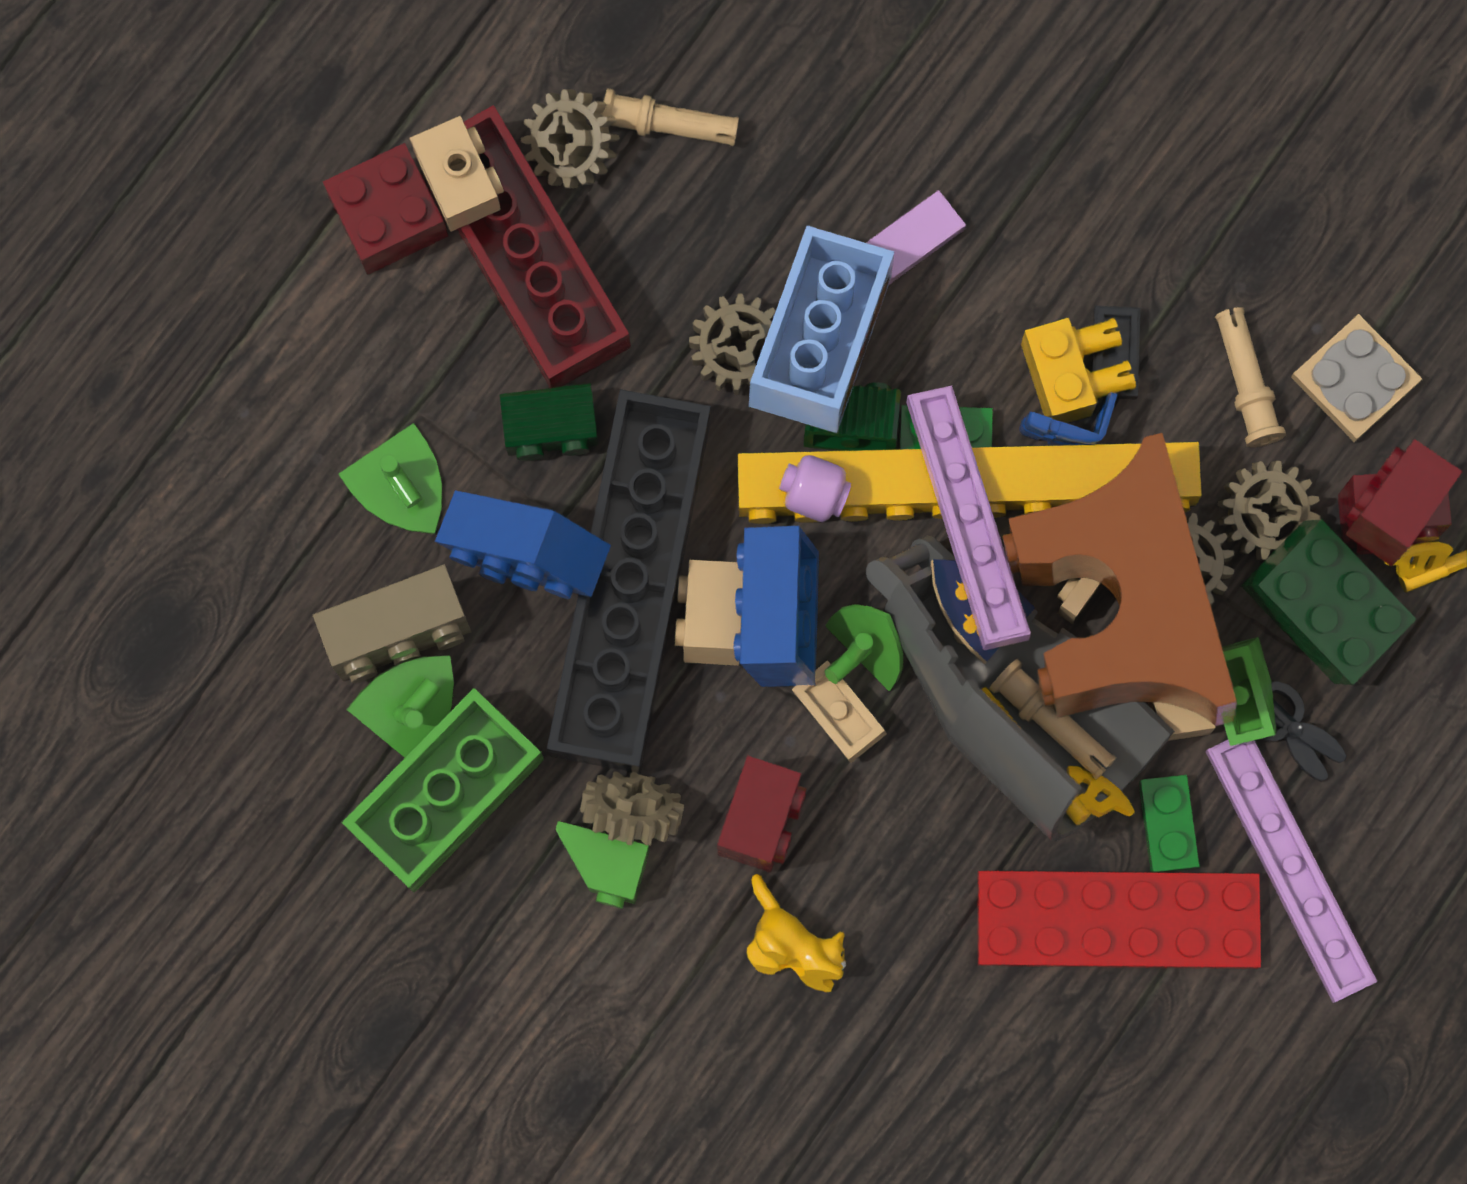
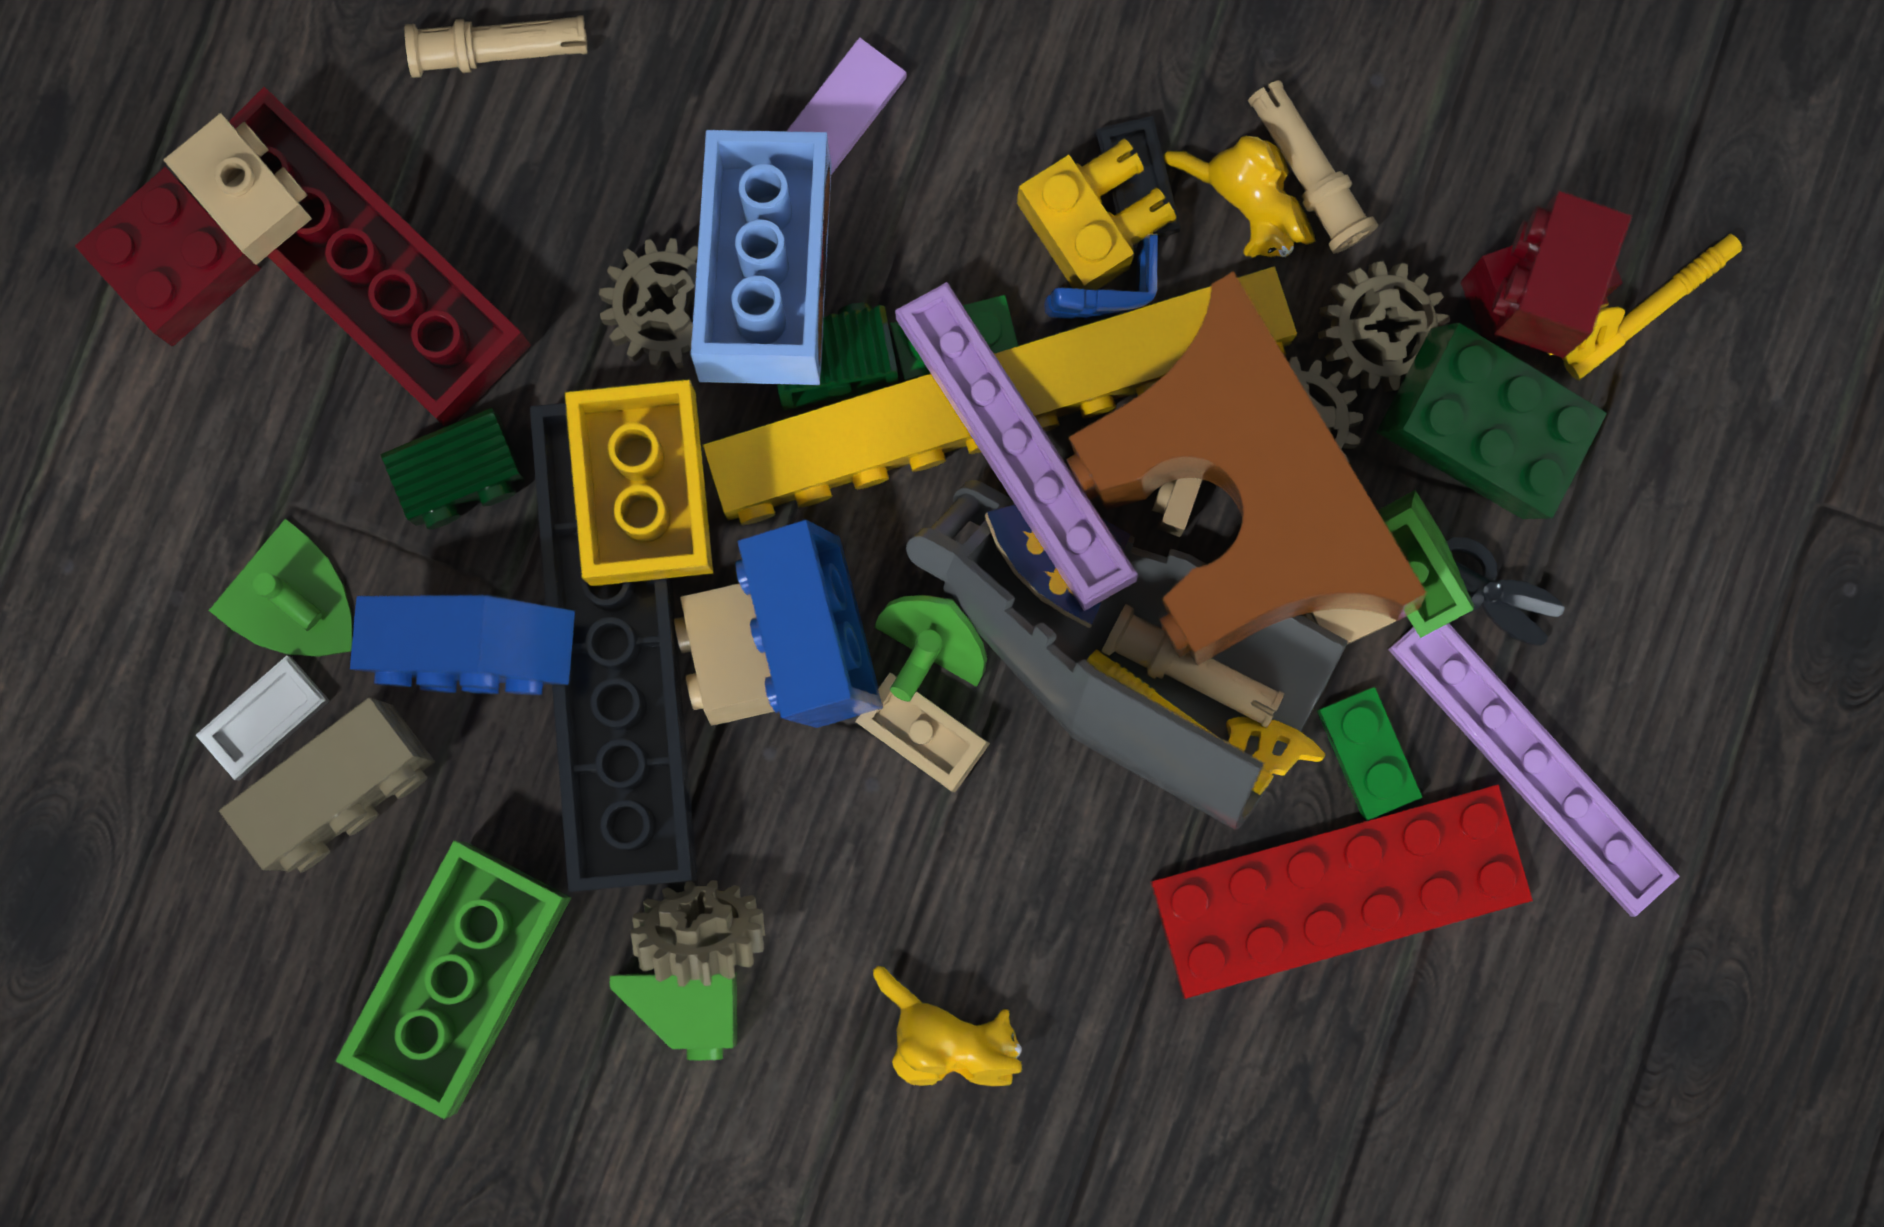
camera: 20 degrees left, 5 degrees up
(355, 563) = (262, 718): none -> white tile
(406, 701) = (377, 876): bright green shield -> none
(569, 118) = (404, 103): dark tan gear -> none
(685, 465) = (638, 483): none -> yellow brick
(759, 815) = (861, 895): dark red brick -> none
(815, 488) = (813, 463): lavender head -> none
(1201, 376) = (1253, 181): none -> yellow animal
(1356, 378) = (1443, 129): light grey piece -> none

